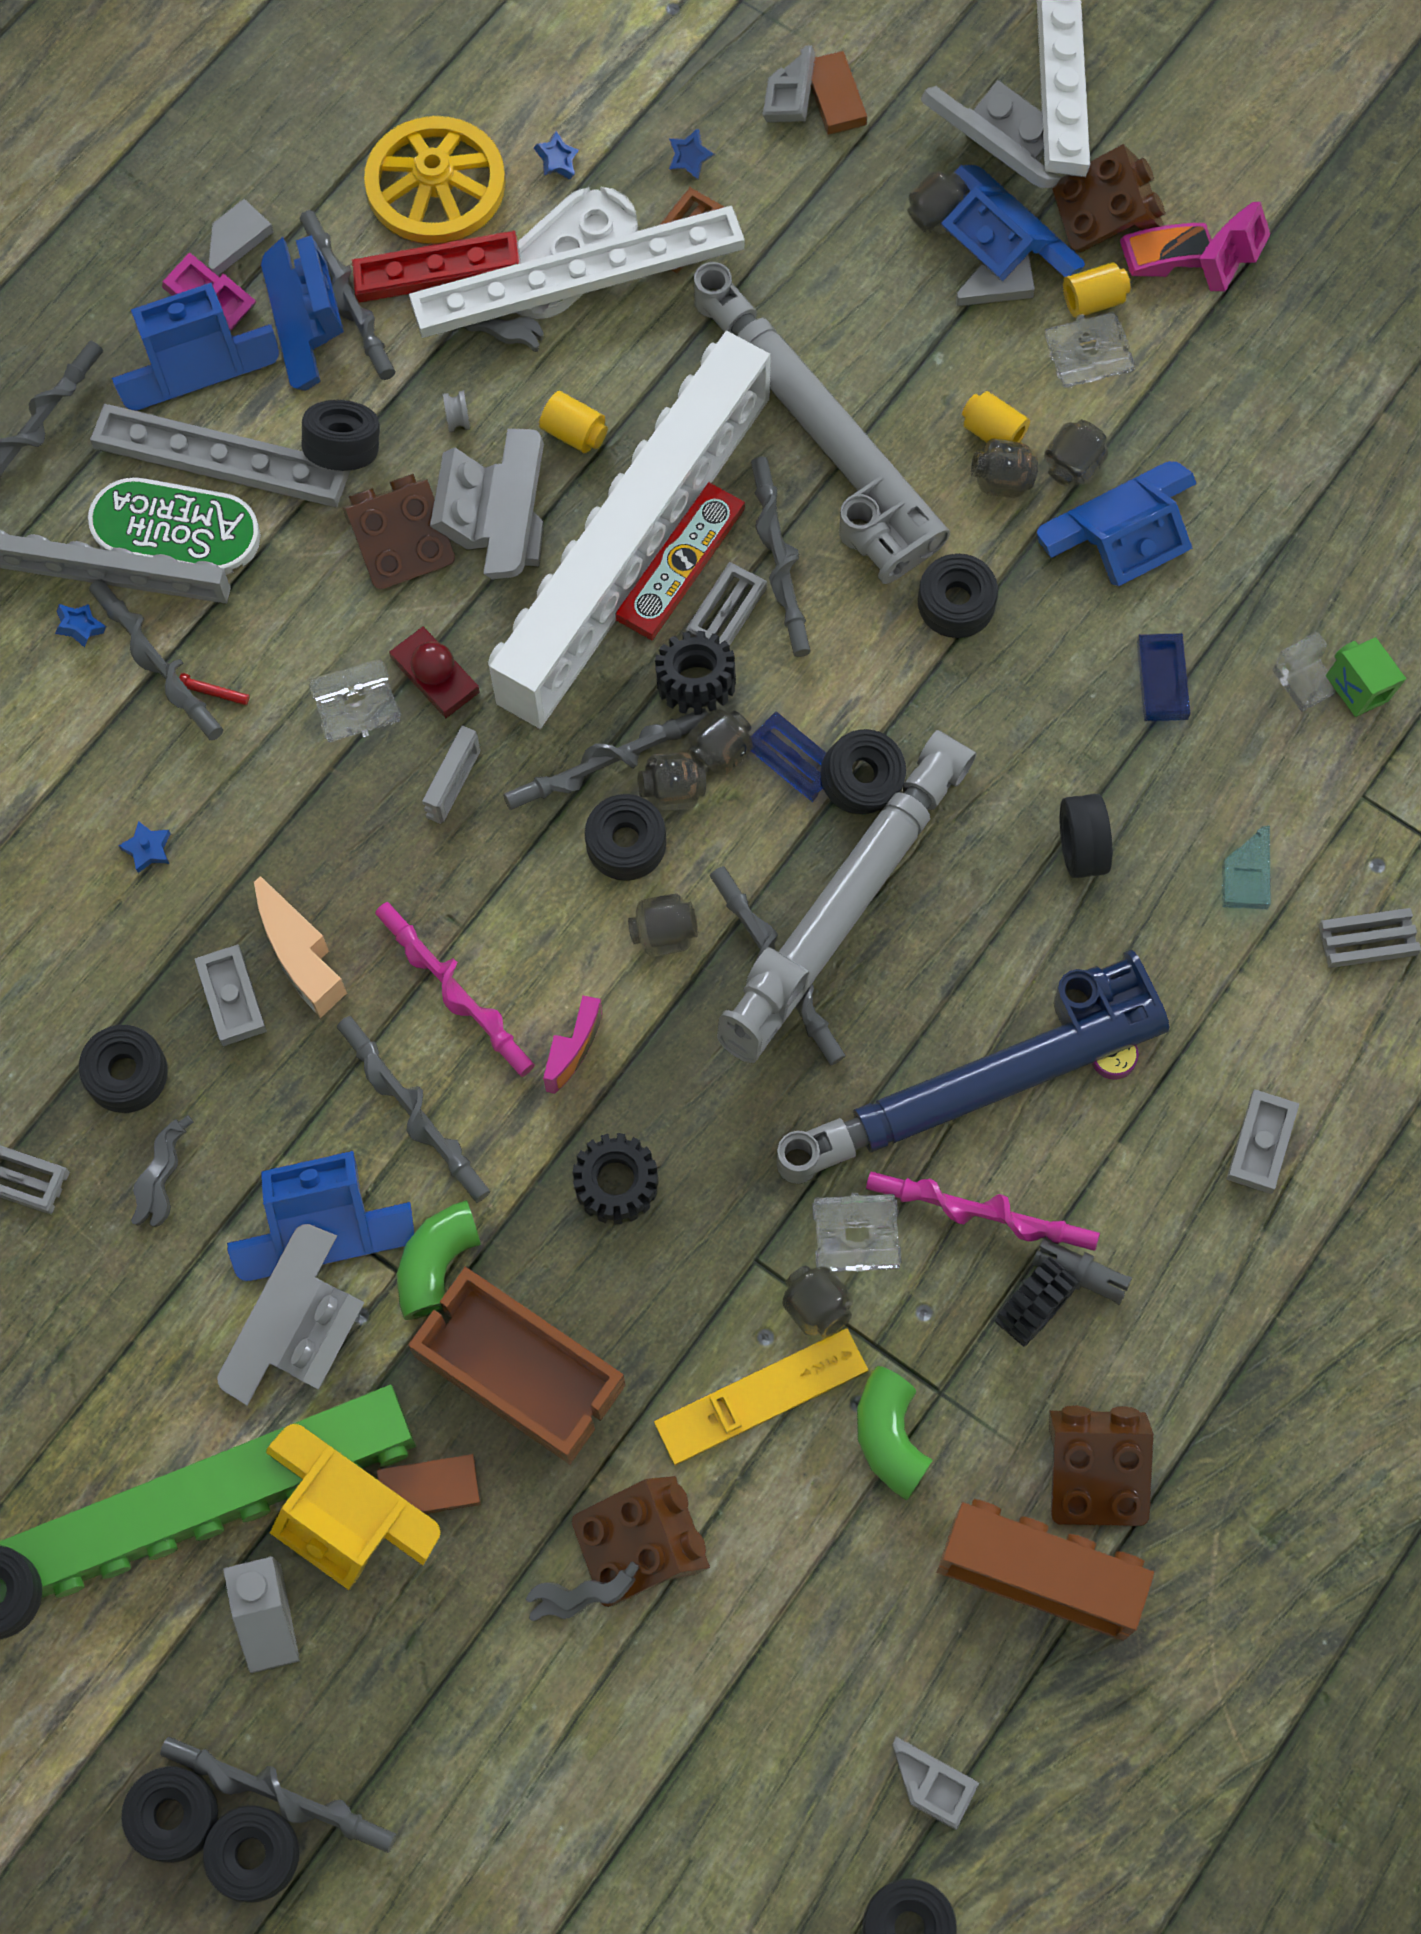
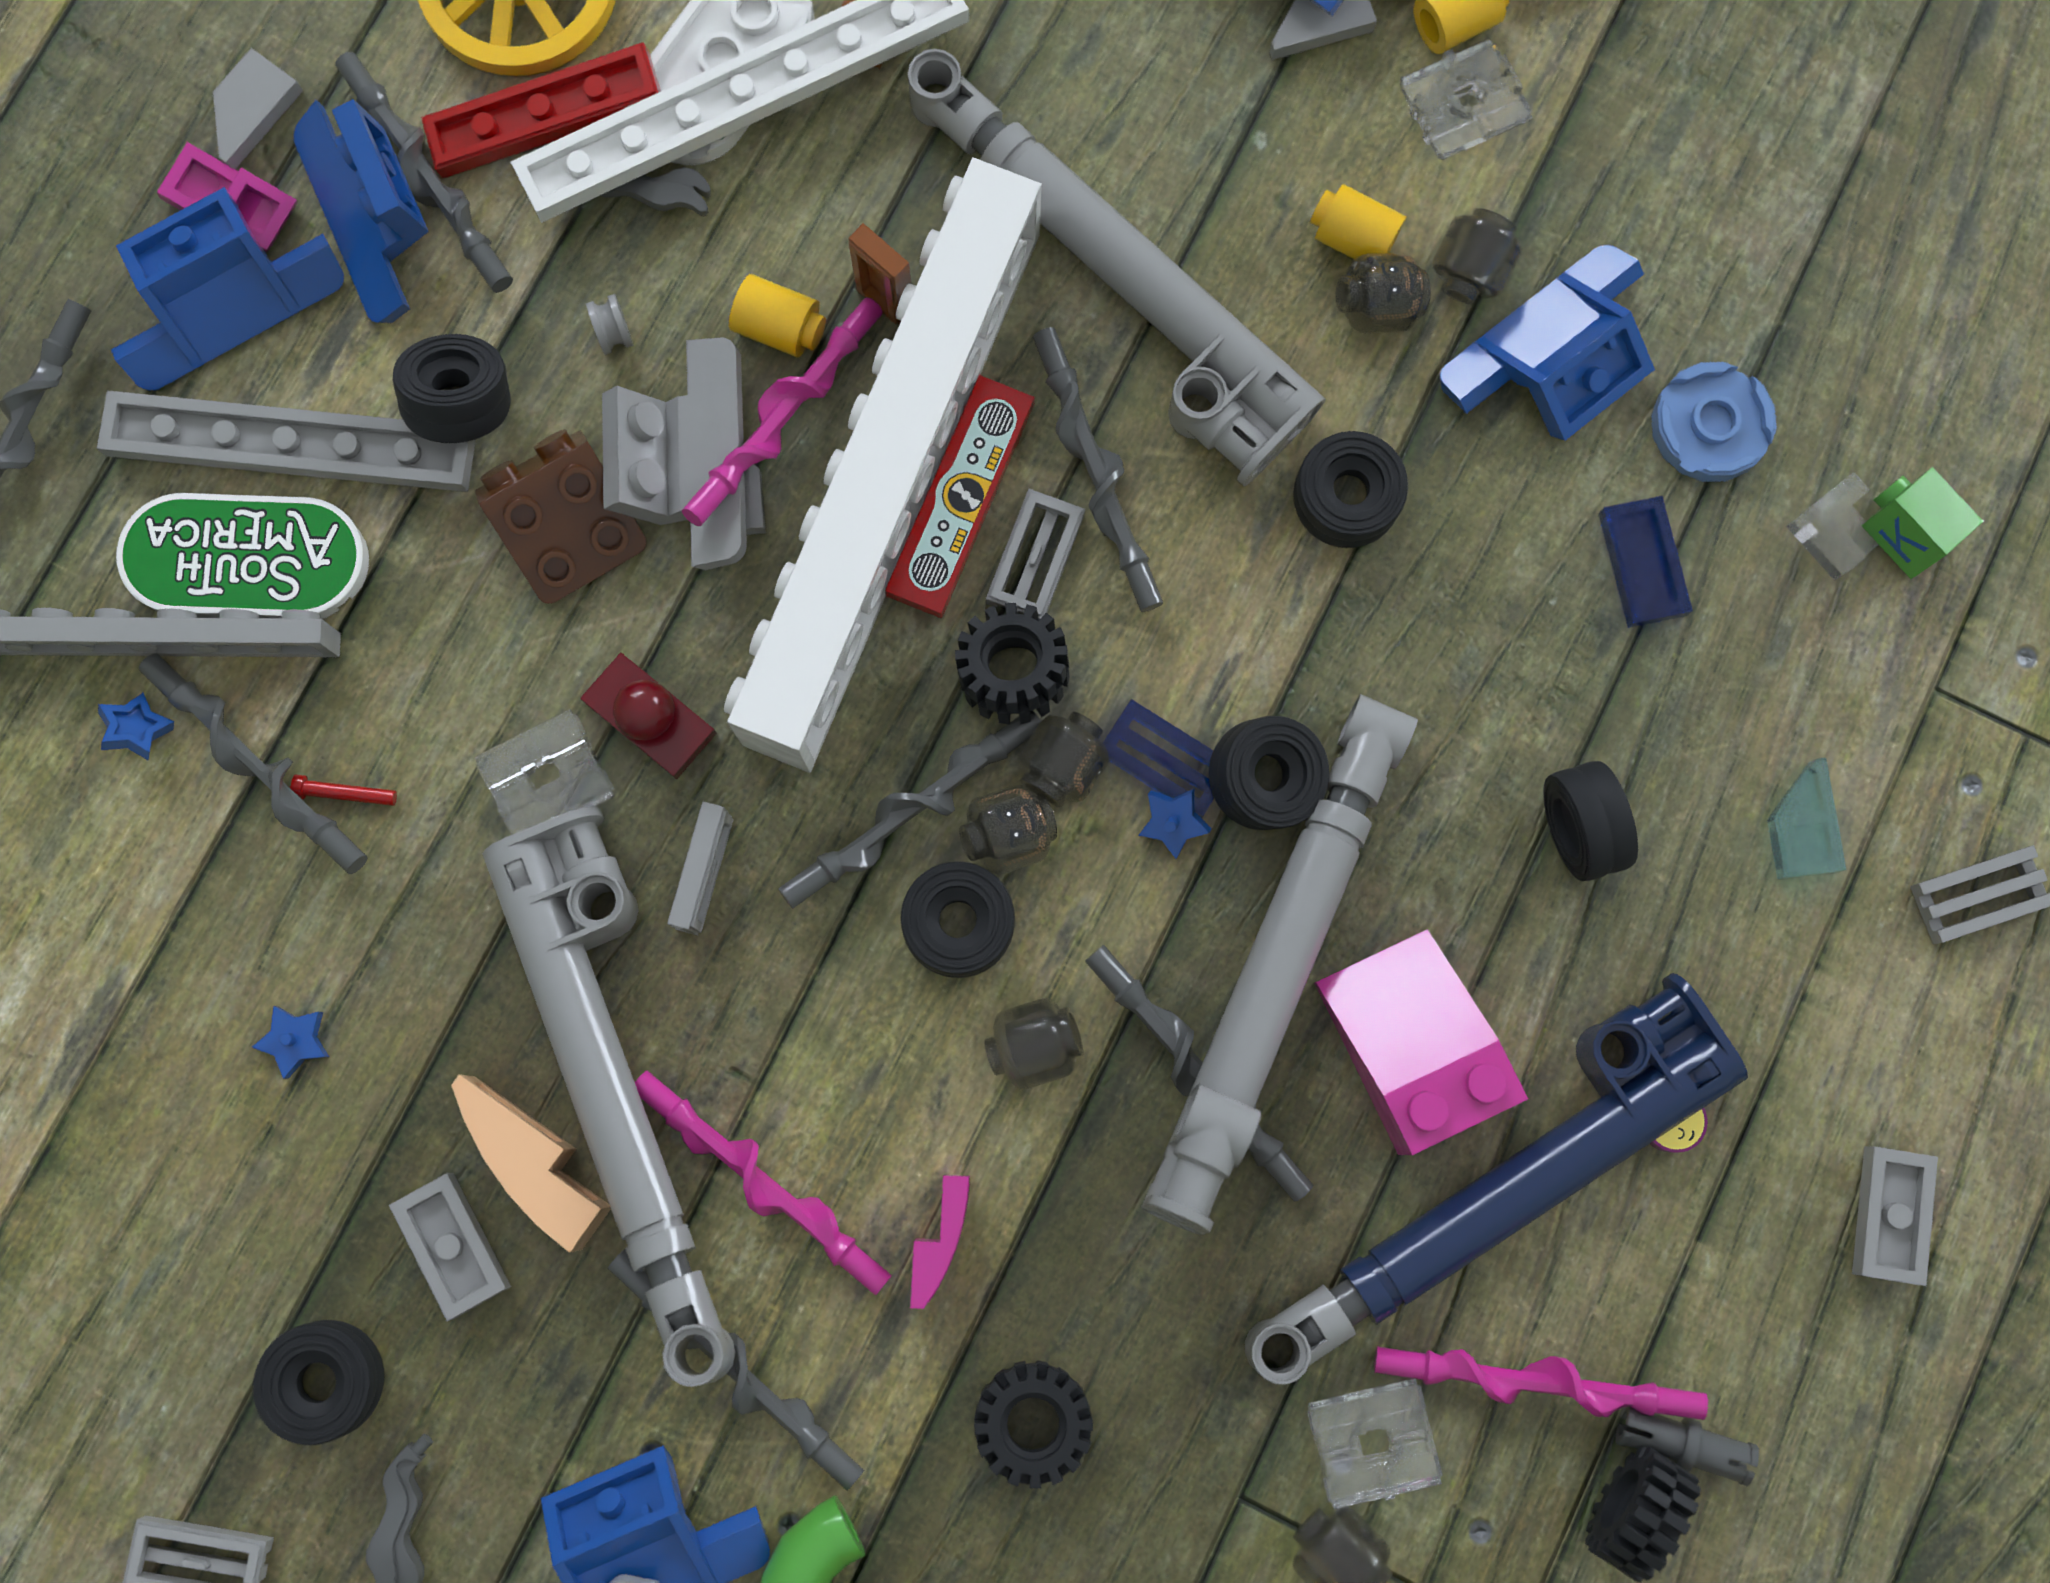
camera: 15 degrees left, 10 degrees up
(341, 783) = (546, 892): none -> light grey piece
(563, 479) = (775, 410): none -> dark pink piece
(648, 397) = (878, 270): none -> dark orange tile
(791, 796) = (1174, 820): none -> blue piece
(939, 973) = (1419, 1044): none -> slope
(1230, 591) = (1713, 422): none -> medium blue tile

